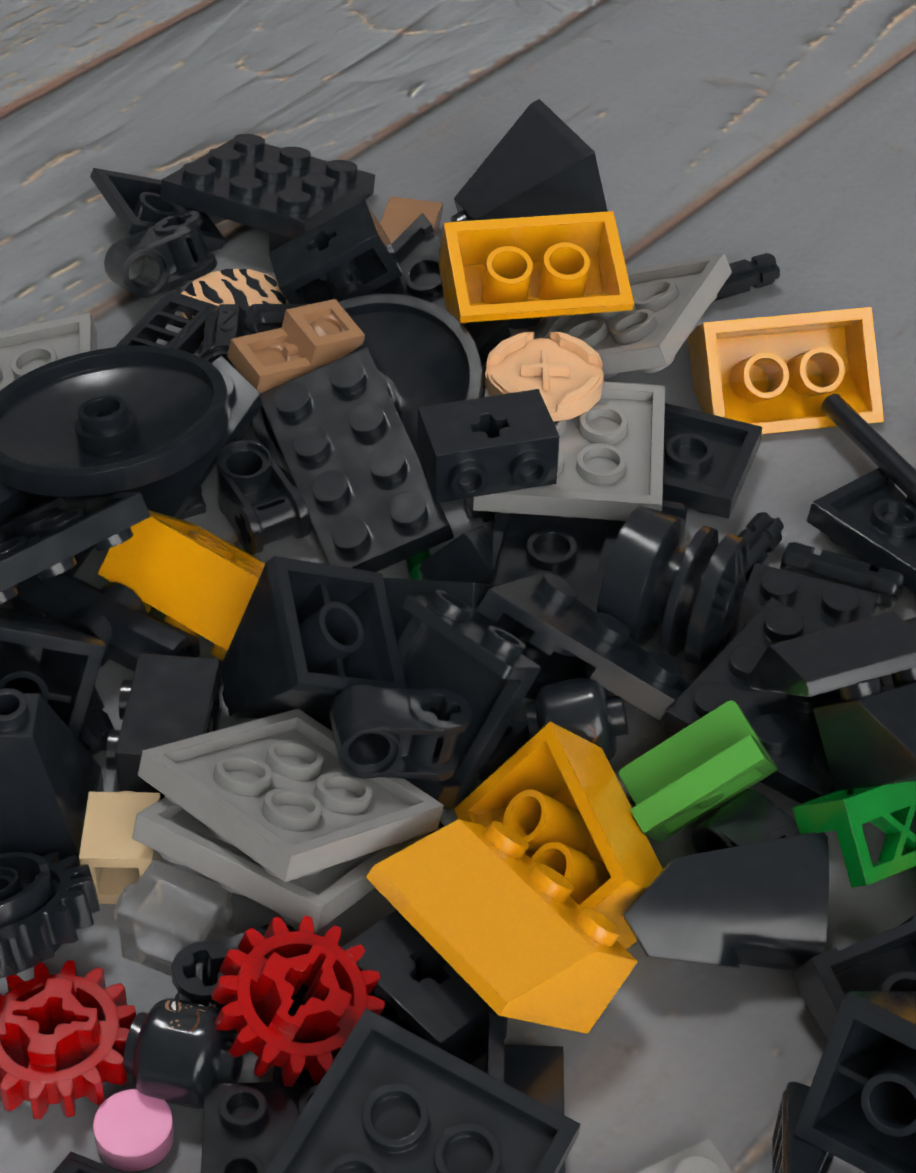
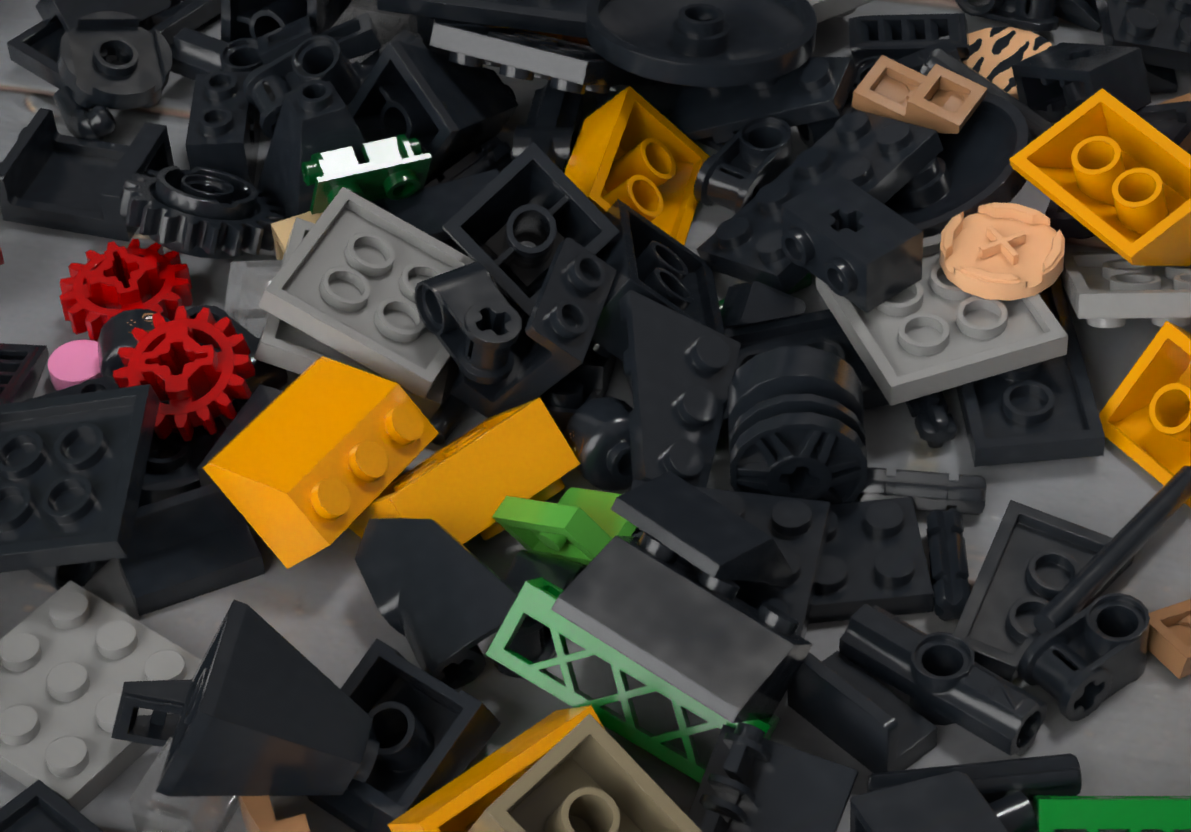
camera: 70 degrees right, 0 degrees up
(93, 737) = (391, 171): none -> dark green hinge

